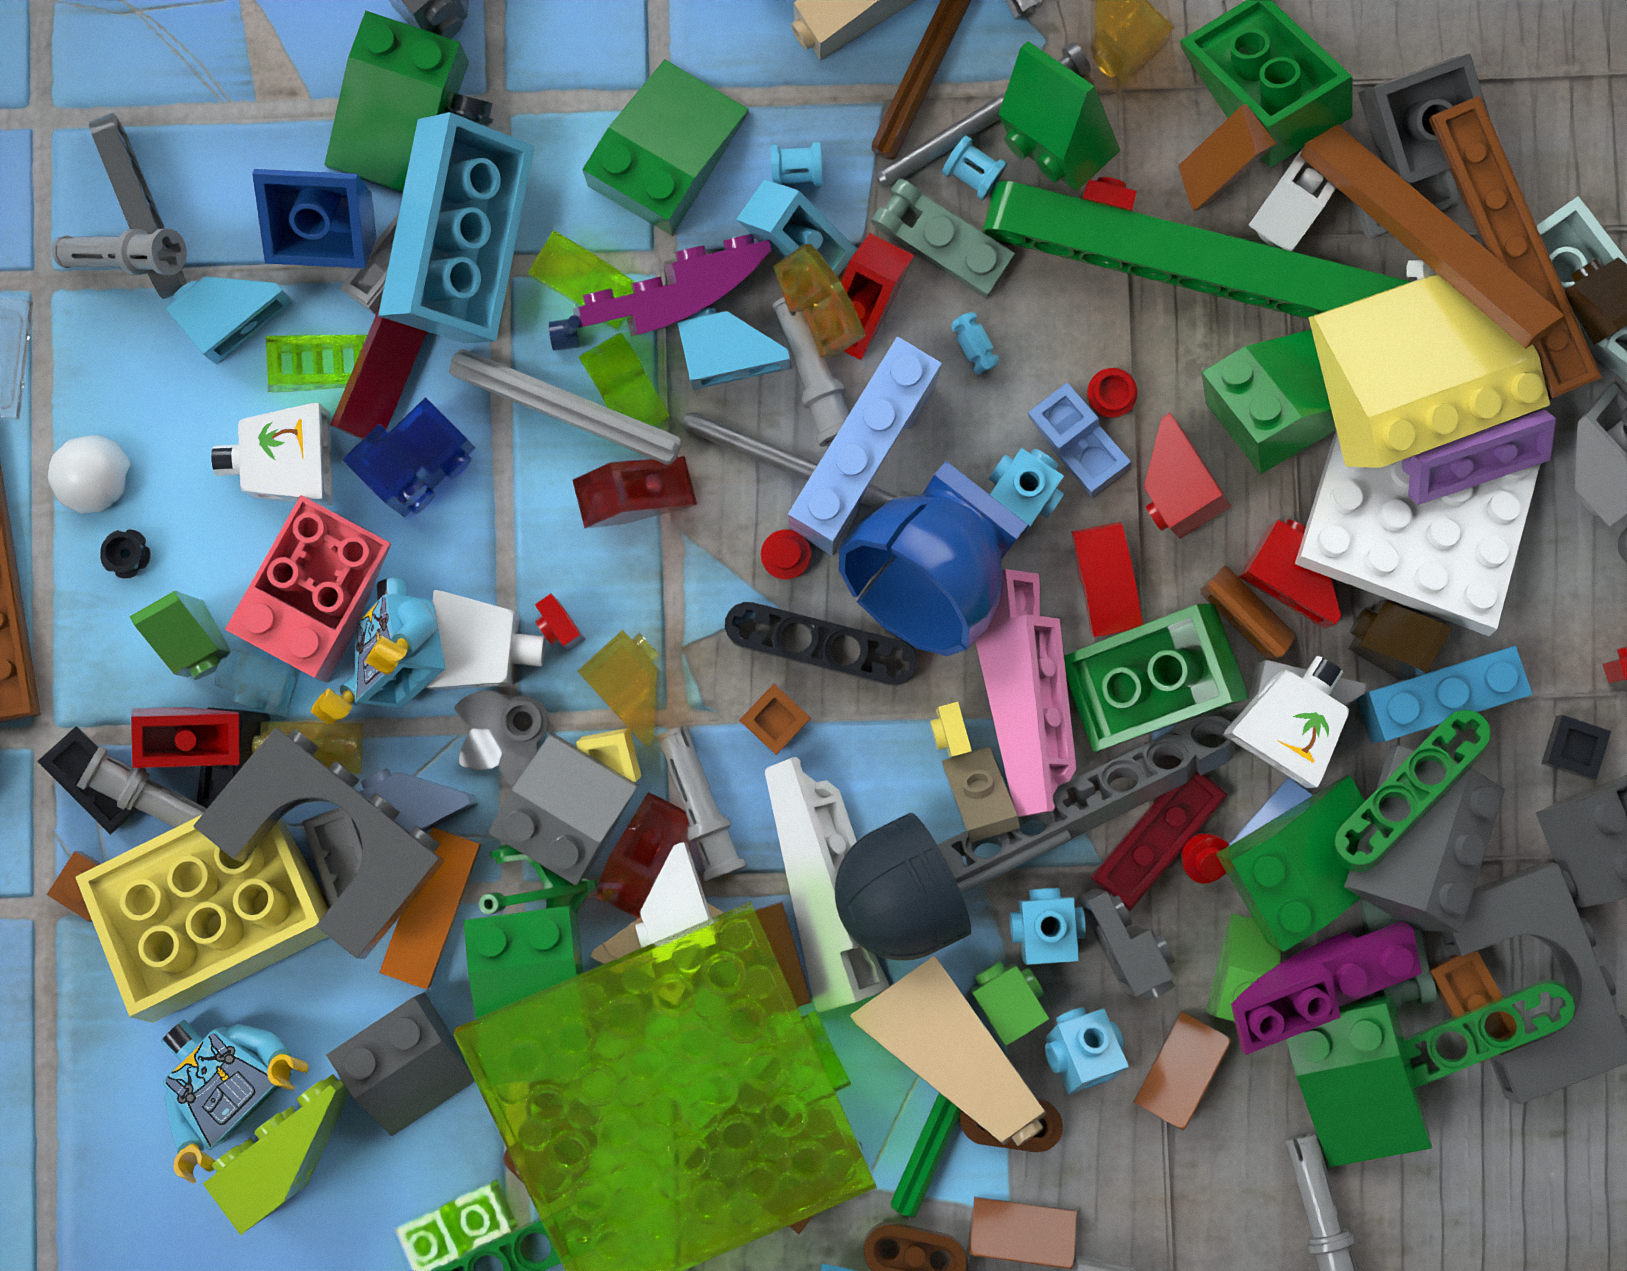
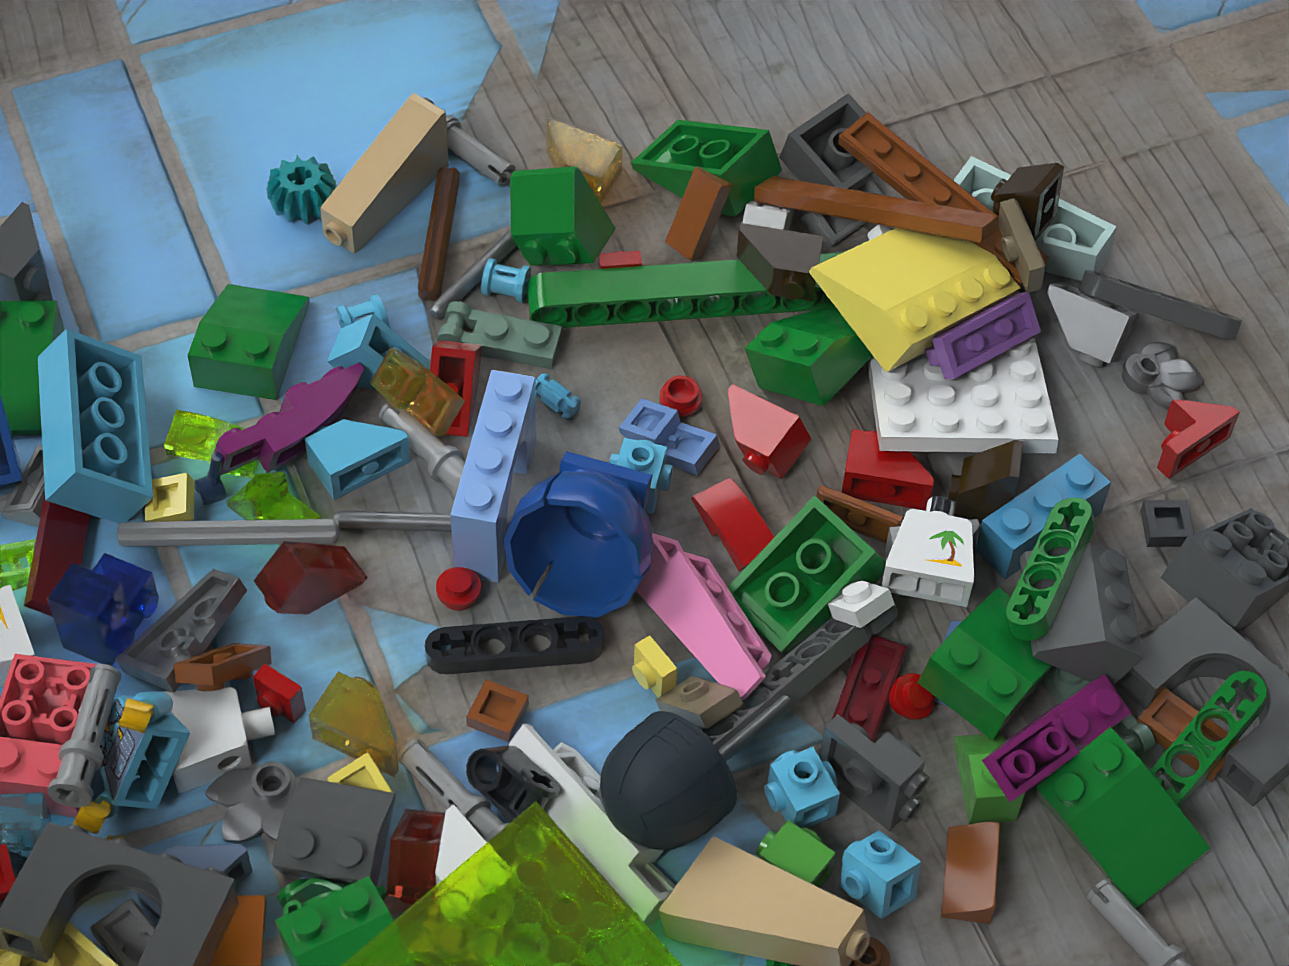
camera: 25 degrees left, 30 degrees down
(332, 651) = (82, 753): none -> light grey pin
(481, 516) = (182, 630): none -> flat silver wing
(509, 577) = (222, 664): none -> dark orange plate
(518, 341) = (171, 499): none -> light yellow plate
(758, 811) = (516, 782): none -> black piece
(1195, 744) = (861, 603): none -> white plate
(1291, 272) = (780, 259): none -> dark brown slope
(1570, 362) = (1020, 245): none -> dark tan plate

